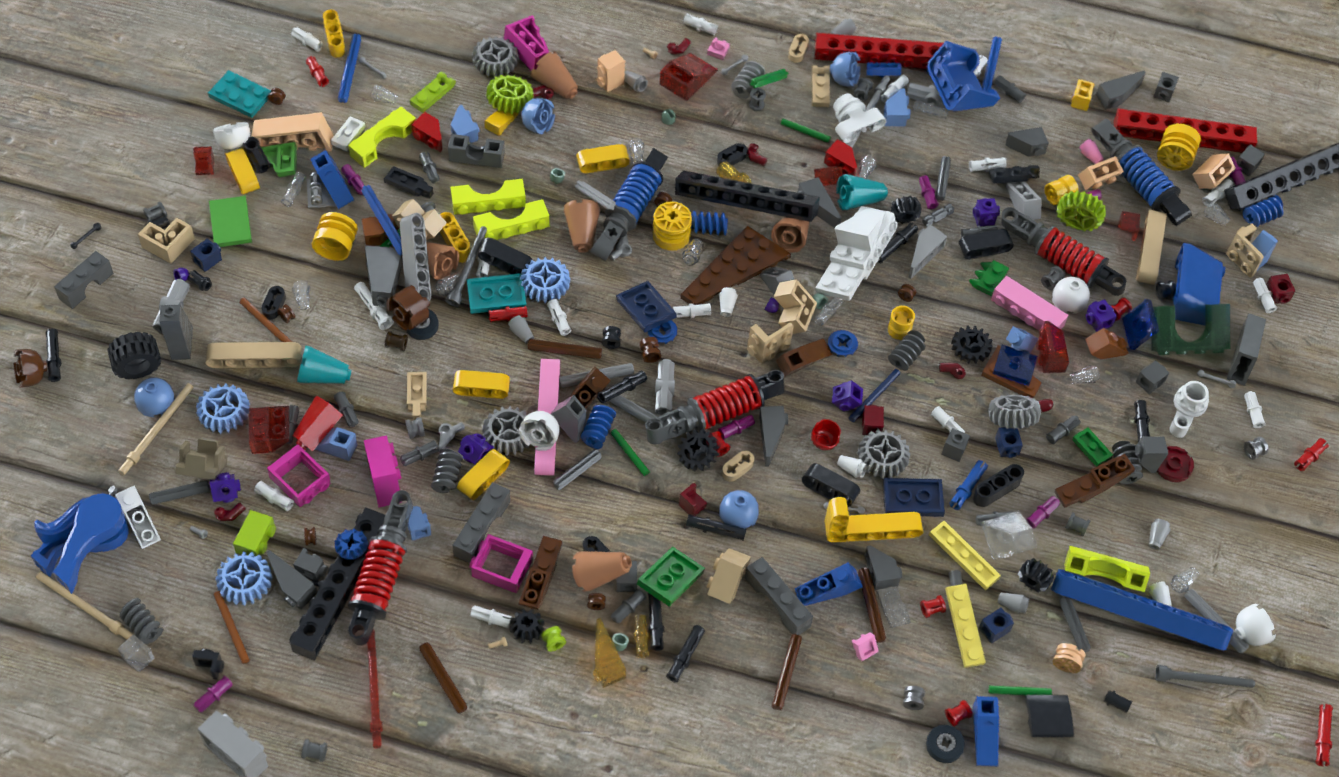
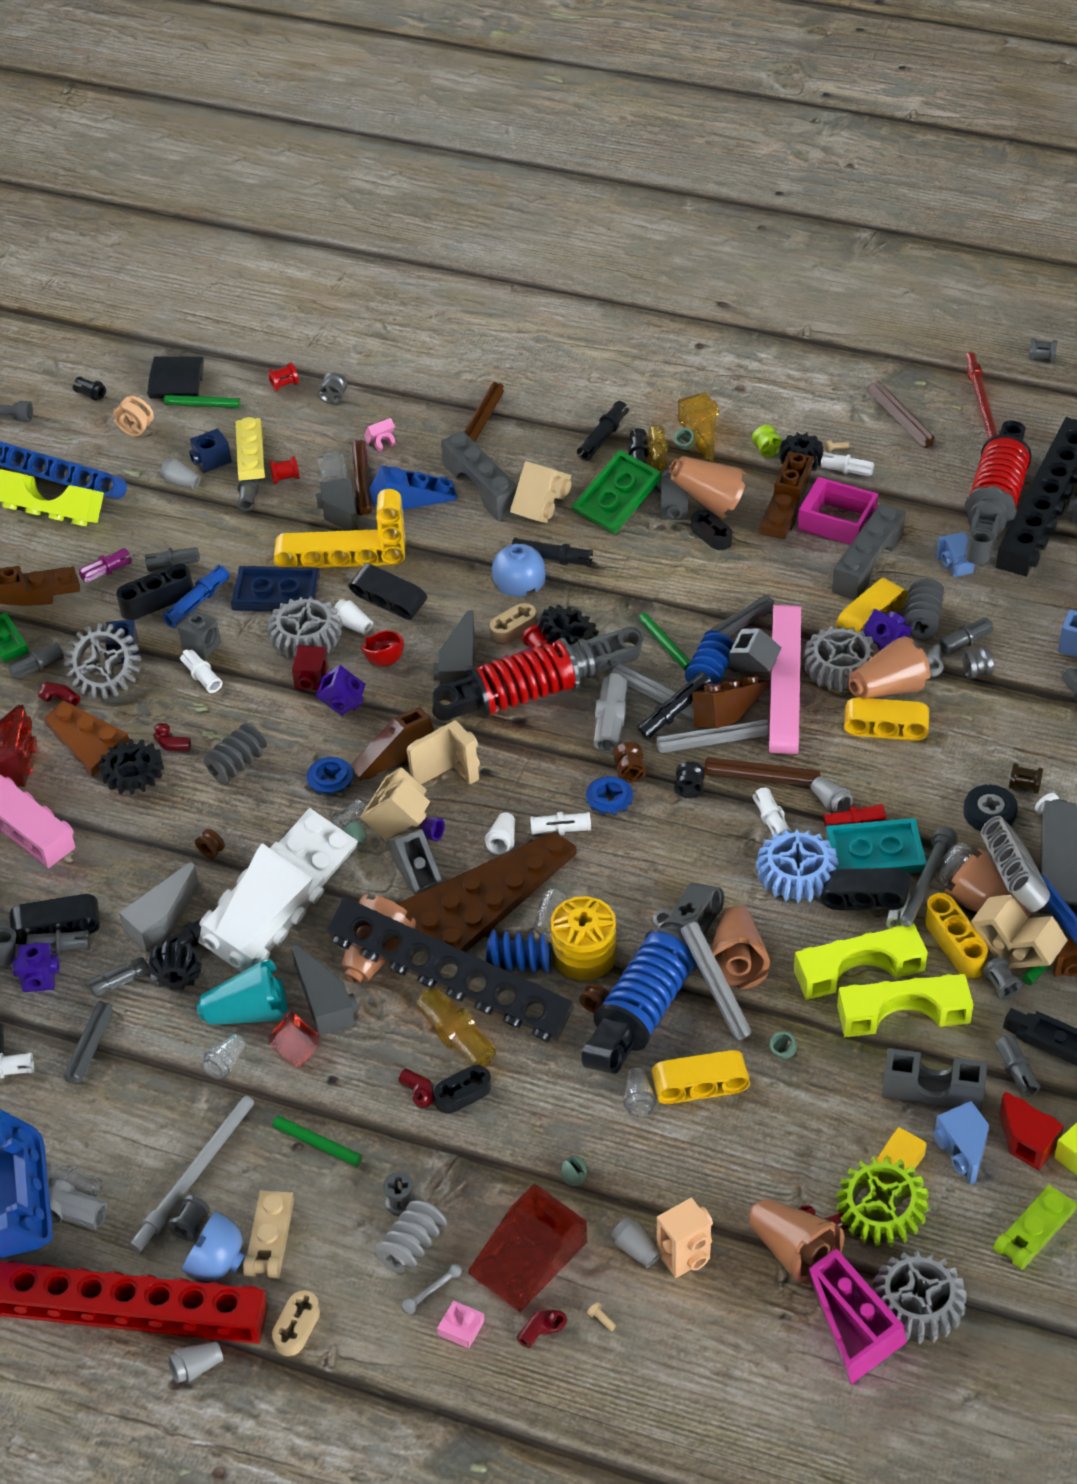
camera: 170 degrees left, 10 degrees down
(356, 550) = (1030, 515): blue gear -> none
(383, 469) = (1015, 606): dark pink wedge -> none
(408, 308) = (1013, 789): reddish brown brick -> none
(416, 393) = (982, 709): tan hinge -> none
(478, 403) = (892, 671): none -> nougat cone
(538, 115) = (828, 1154): medium blue cylinder -> none
(539, 430) = (795, 622): white cylinder -> none
(646, 306) = (633, 825): dark blue tile -> none
(691, 501) = (584, 578): dark red panel -> none
(700, 24) = (492, 1382): white pin -> none
(769, 78) = (369, 1230): green axle -> none
(841, 156) = (264, 1071): red slope -> none
(854, 117) = (220, 1136): white beam -> none
(874, 395) = (290, 715): dark blue bar -> none
(883, 69) = (136, 1259): blue plate -> none
(894, 87) = (126, 1219): white pin -> none
(896, 109) = (136, 1171): medium blue slope -> none
(901, 322) = (233, 790): yellow wheel -> none
(928, 192) = (124, 1011): magenta axle -> none
(950, 735) = (310, 348): black bush -> none
(964, 555) = (227, 521): light yellow plate -> none
(986, 730) = (254, 361): blue slope -> none
(989, 277) = (65, 875): green plate -> none
(1008, 535) = (160, 528): clear slope -> none
(1015, 365) = (77, 729): clear blue plate -> none
(1021, 339) = (54, 757): medium blue brick -> none
(1035, 575) = (143, 488): black gear -> none
(1074, 624) = (110, 453): dark grey axle -> none
(1077, 524) = (64, 551): dark grey bush -> none

